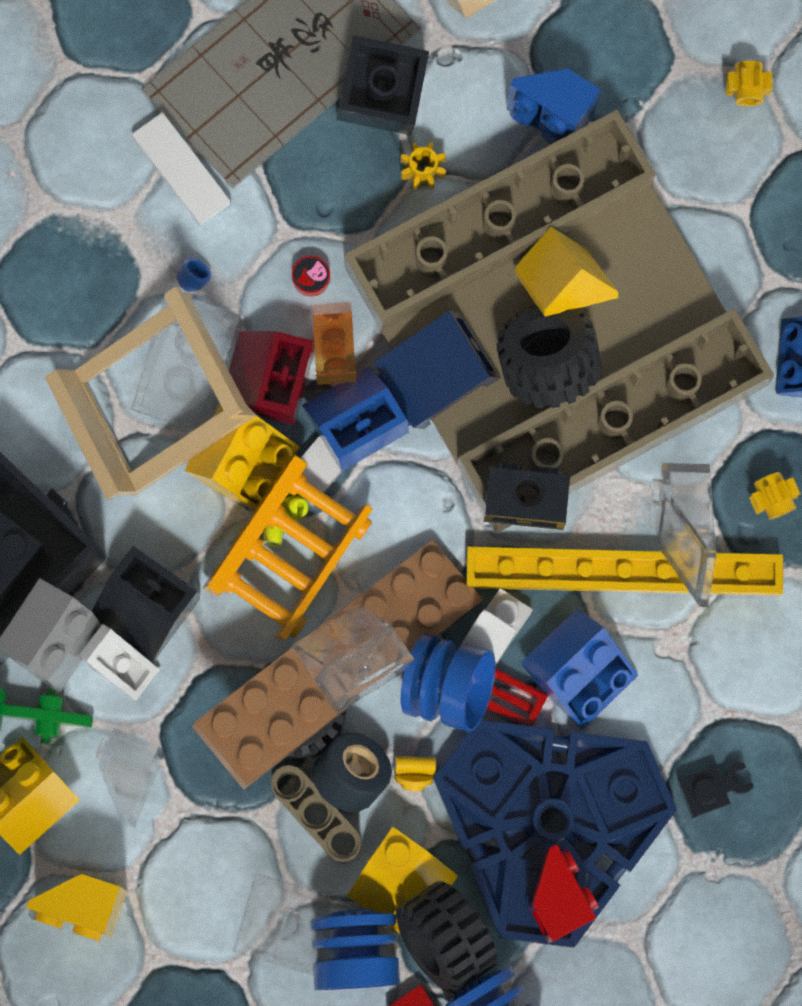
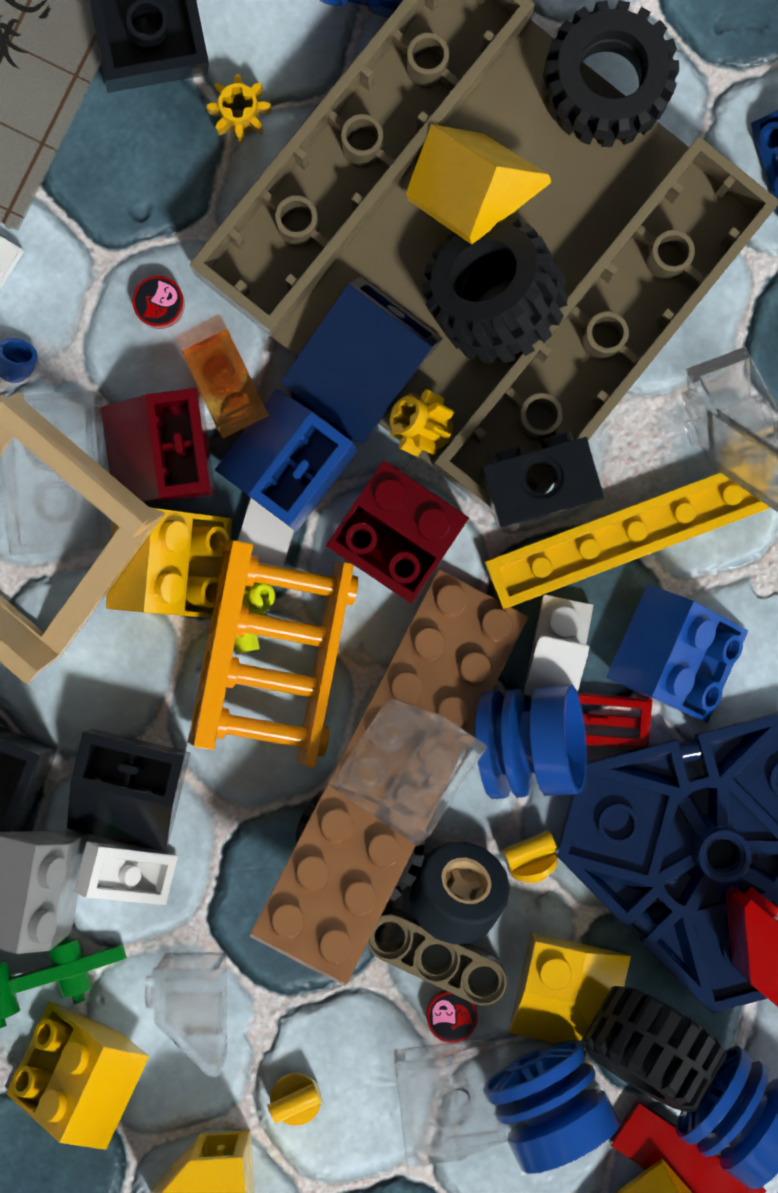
camera: 20 degrees left, 10 degrees up
(170, 879) = (294, 1099): none -> yellow plate
(309, 865) = (451, 1017): none -> tile
(414, 499) = (397, 531): none -> dark red slope
(461, 427) = (421, 423): none -> yellow gear
(697, 213) = (622, 34): none -> black tyre

